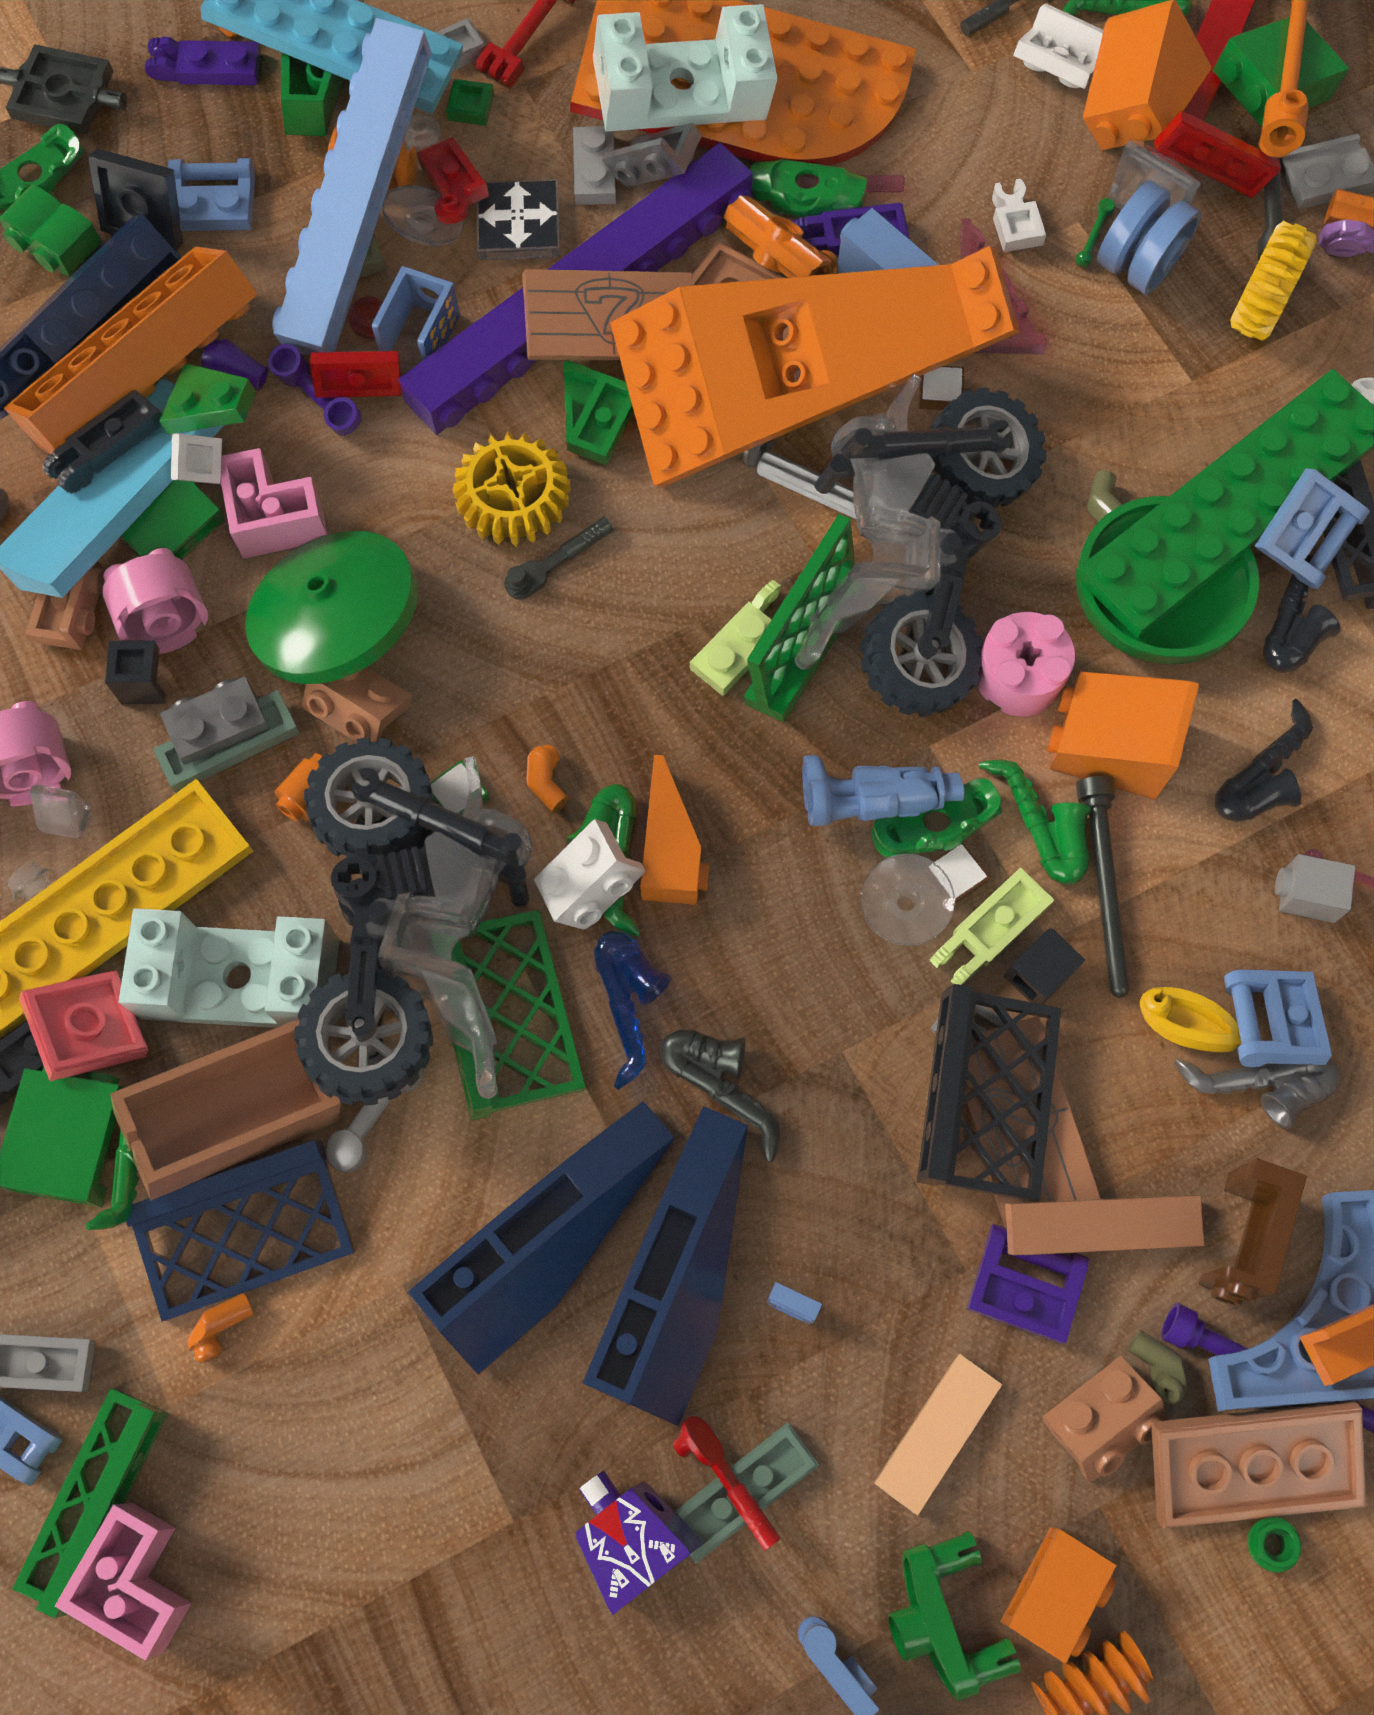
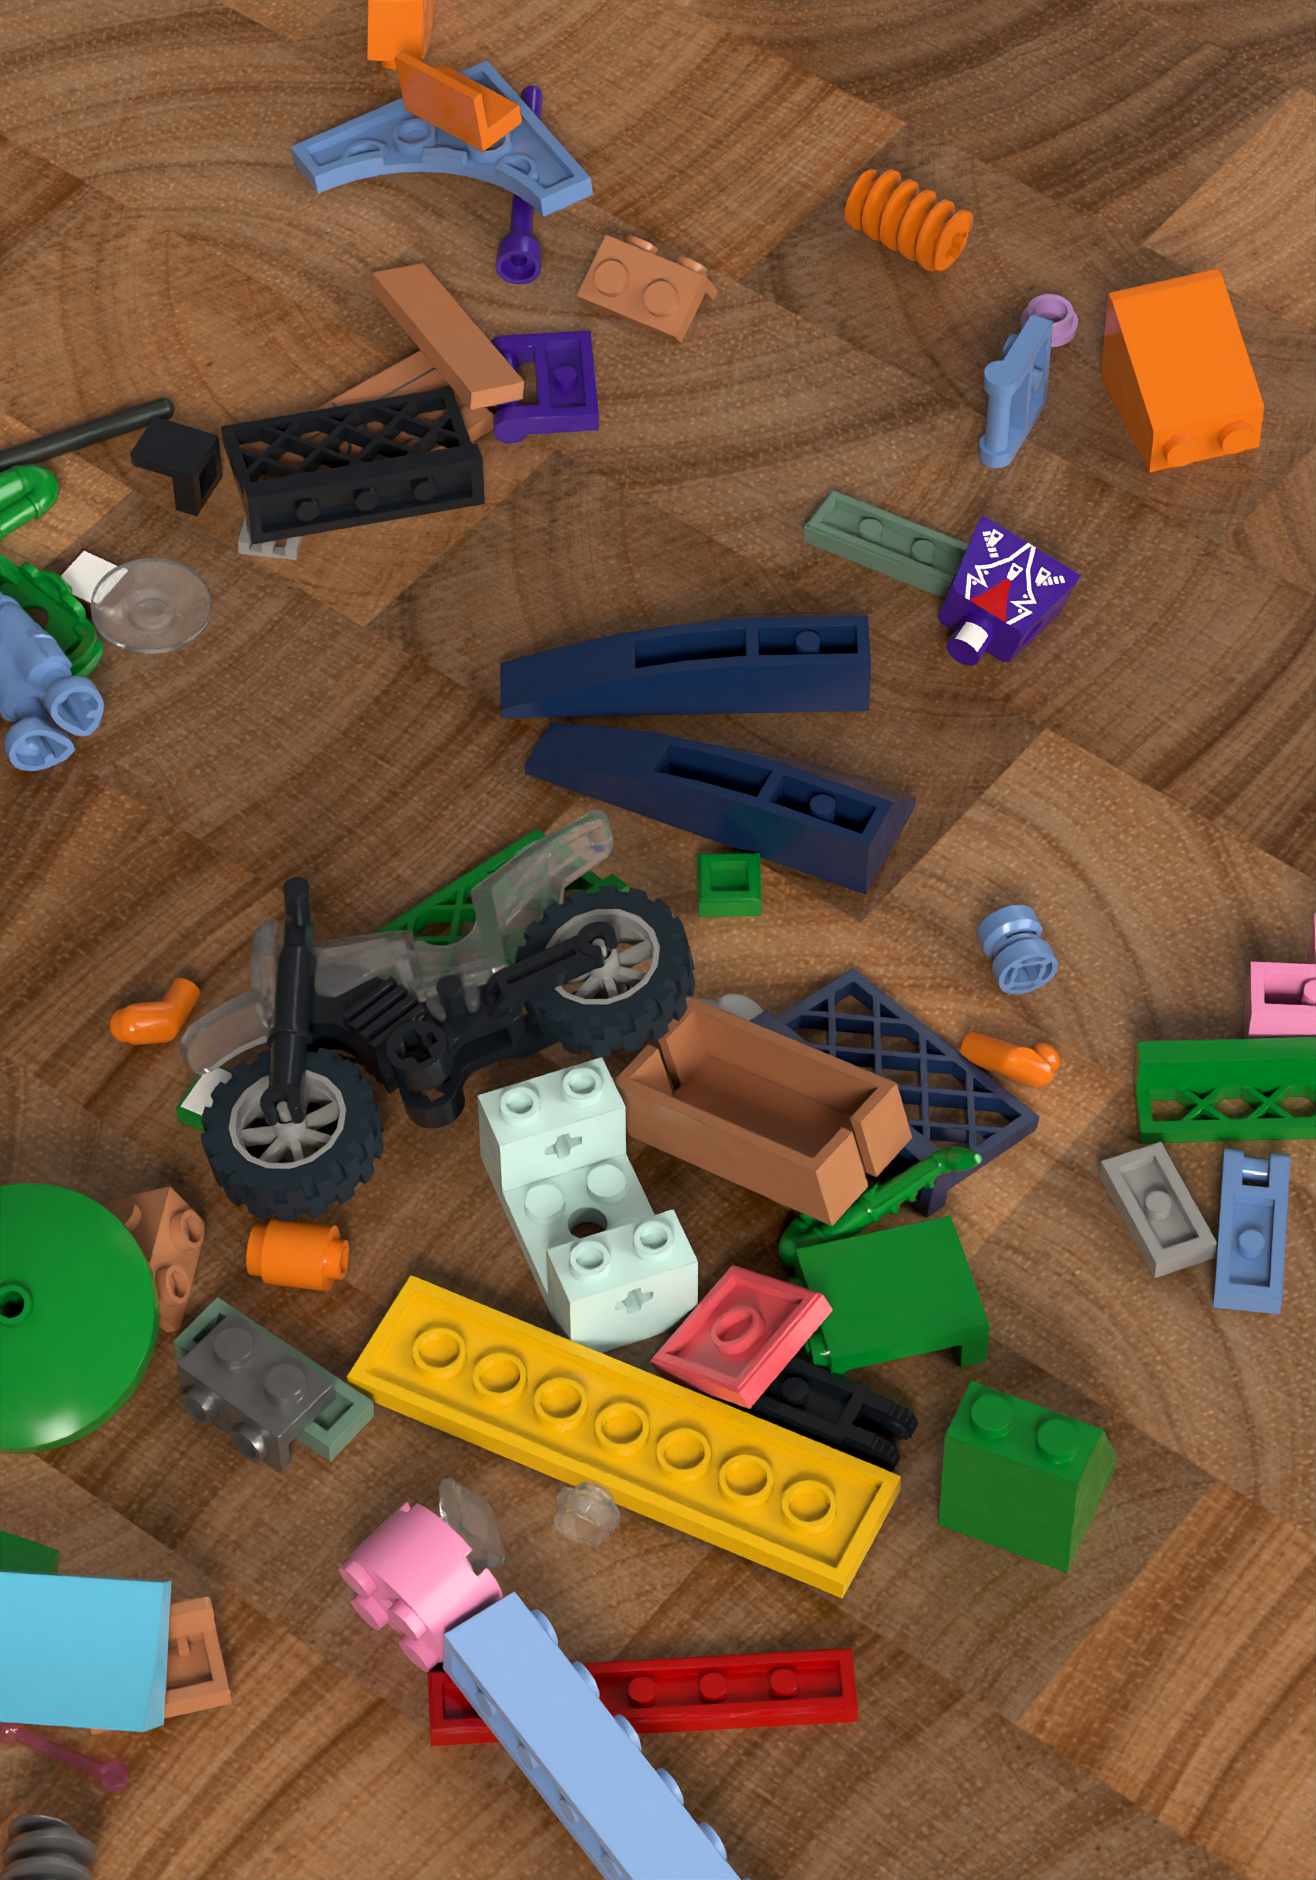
camera: 115 degrees left, 20 degrees down
(133, 672) = (226, 1517): black panel -> none
(154, 600) = (110, 1521): bright pink brick -> none
(300, 1377) = (1019, 954): none -> medium blue wheel
(474, 1201) = (729, 885): none -> green tile
(587, 877) = (254, 878): white bracket -> none
(618, 809) = (214, 920): green piece -> none
(623, 972) = (377, 843): clear blue piece -> none
(671, 845) = (185, 850): orange slope -> none
(700, 1439) = (865, 591): red piece -> none
(703, 1061) = (447, 734): pearl dark grey piece -> none
(793, 1304) = (678, 556): medium blue tile -> none
(927, 1625) = (932, 354): green connector -> none
(937, 1434) = (741, 413): light nougat tile -> none
(995, 924) = (145, 527): yellowish green hinge -> none
(1060, 1595) = (841, 266): orange brick -> none
(1165, 1367) = (567, 262): olive arm -> none
(1190, 1019) = (172, 338): yellow arm -> none
(1259, 1464) = (628, 162): nougat tile -> none
(1266, 1235) = (394, 203): reddish brown panel -> none
(1289, 1544) = (694, 141): green plate -> none
(1292, 1014) = (129, 250): medium blue plate -> none
(1294, 1085) = (197, 240): flat silver piece -> none

